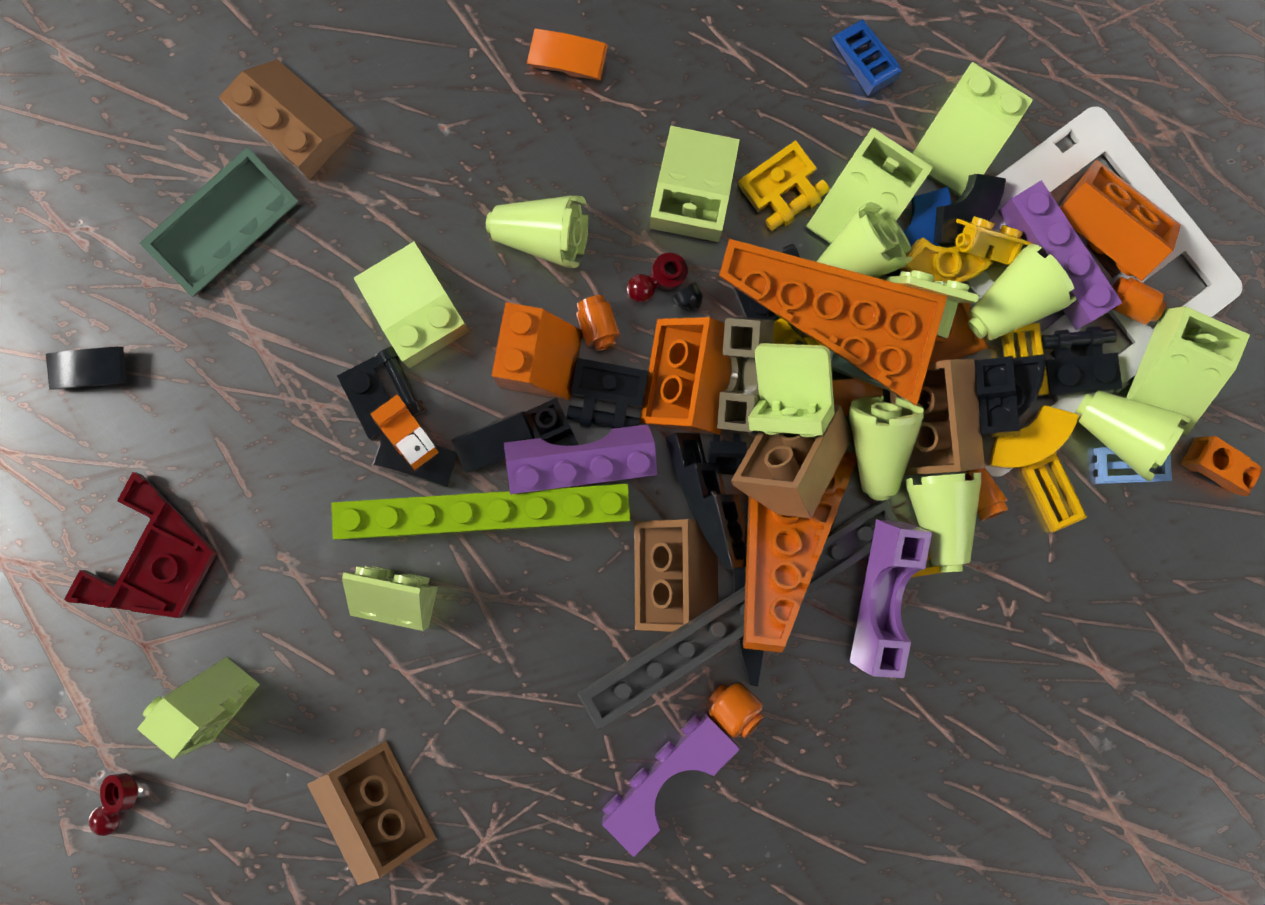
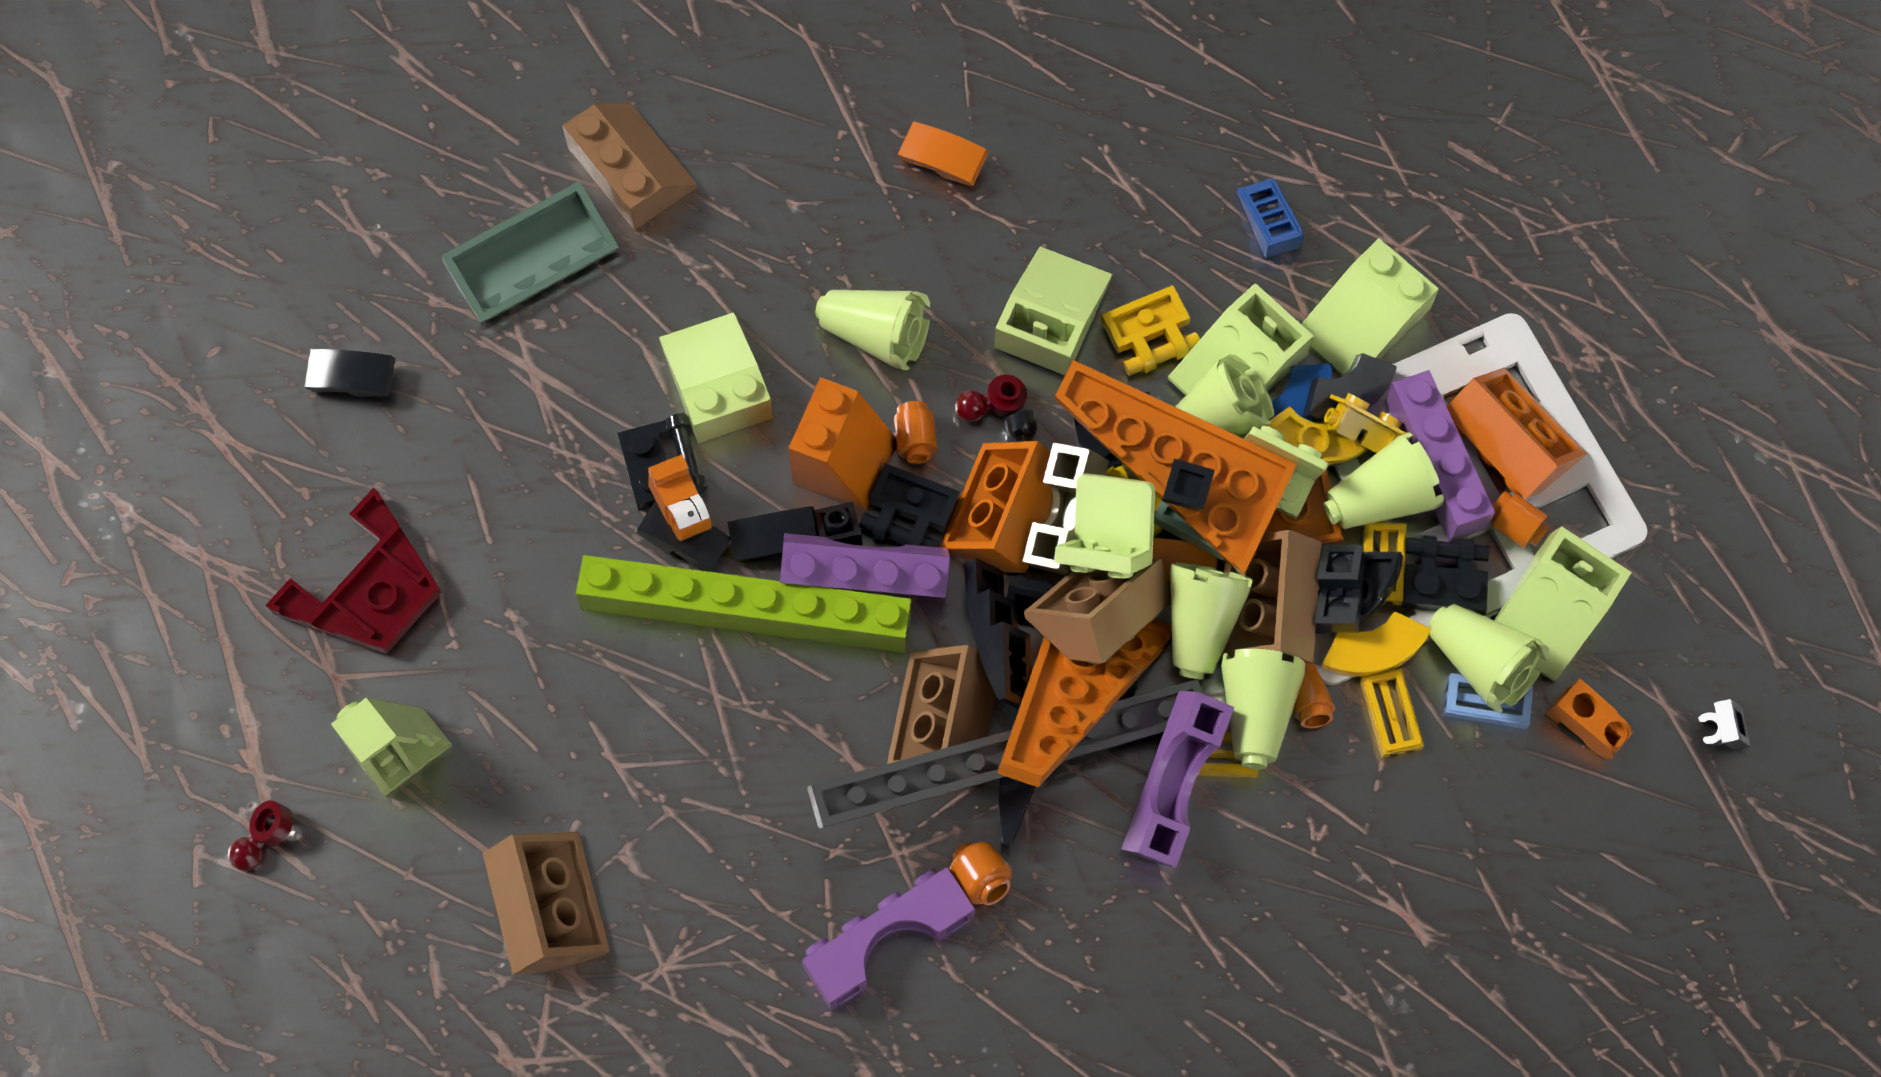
camera: 15 degrees right, 15 degrees down
(395, 600) = (623, 665): yellowish green slope -> none
(858, 341) = (1188, 485): none -> black tile

